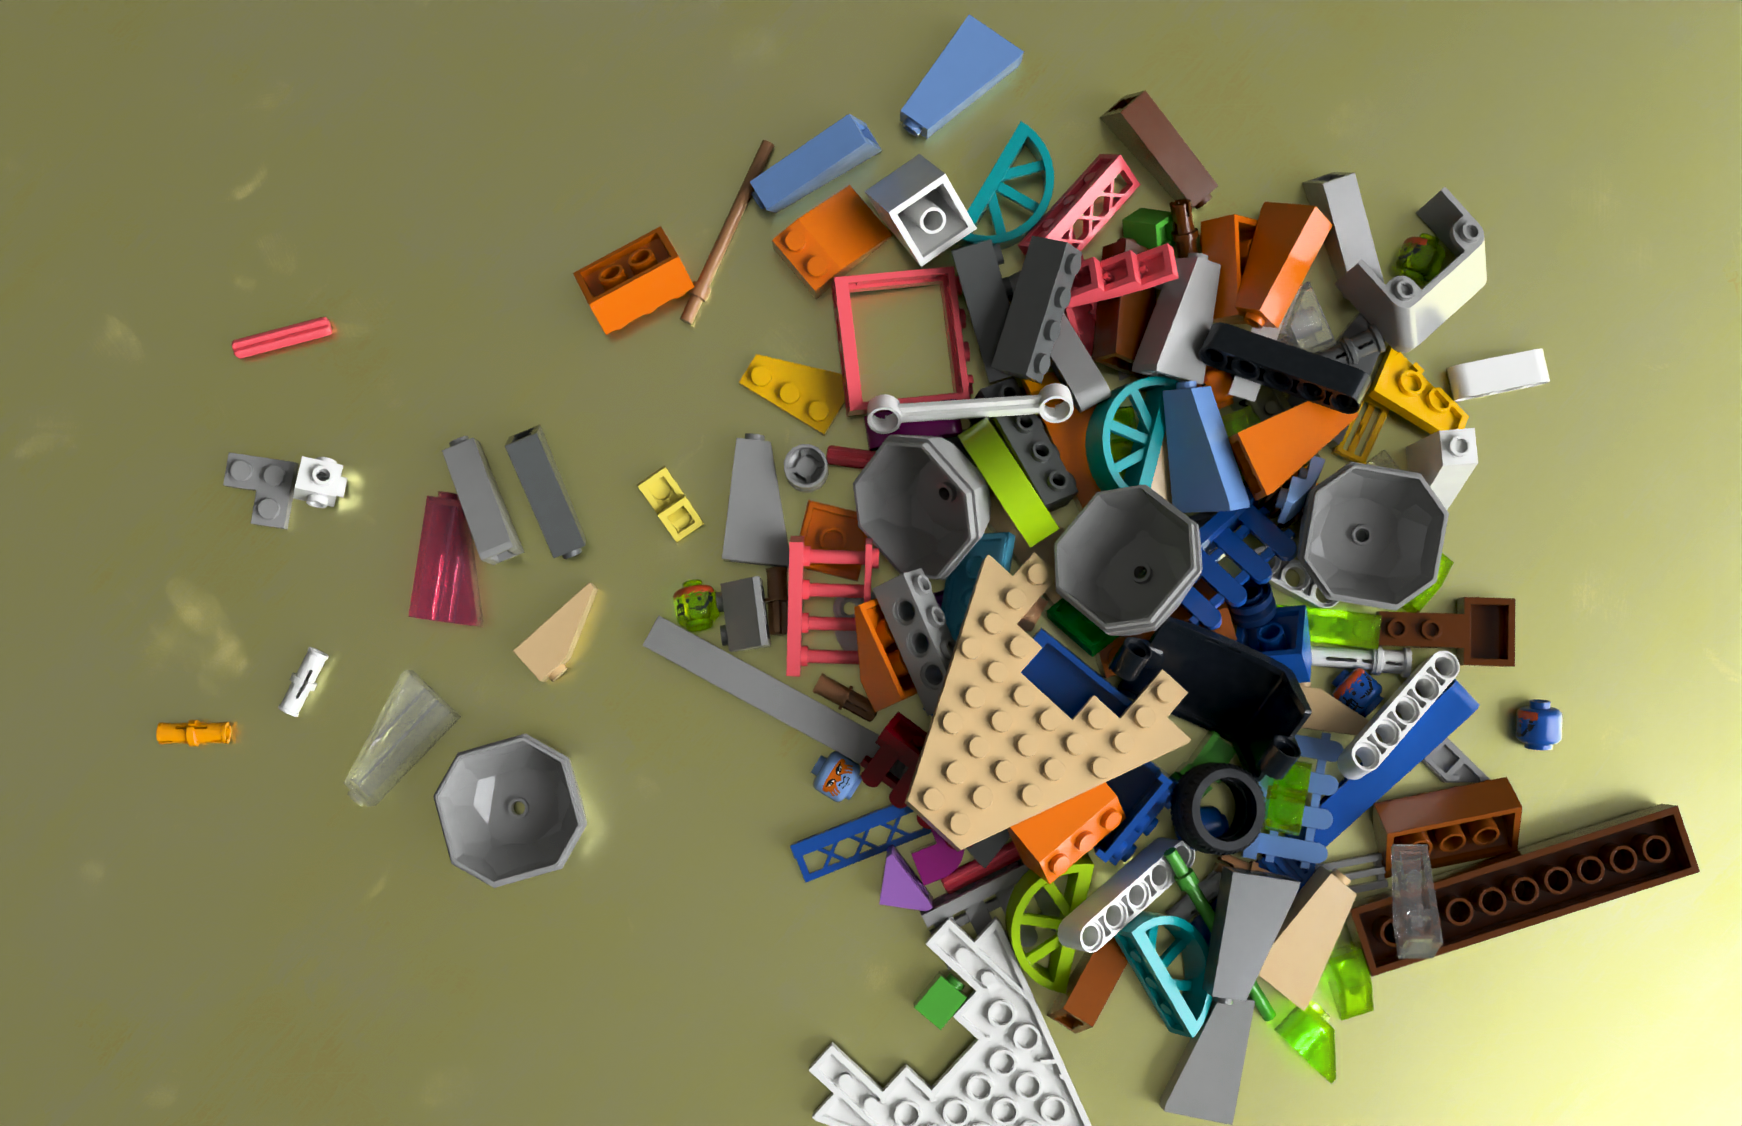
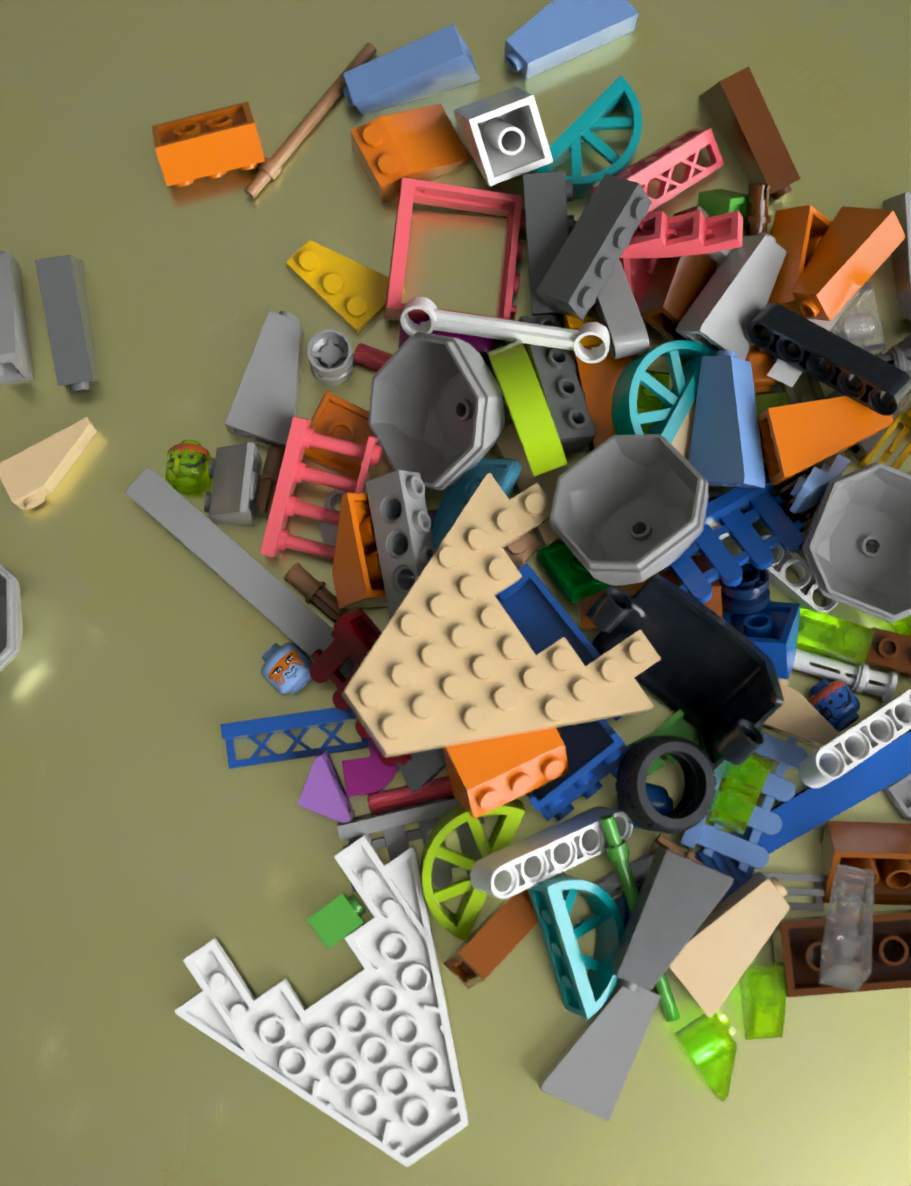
camera: 10 degrees right, 5 degrees down
(670, 504) = (189, 364): light yellow slope -> none

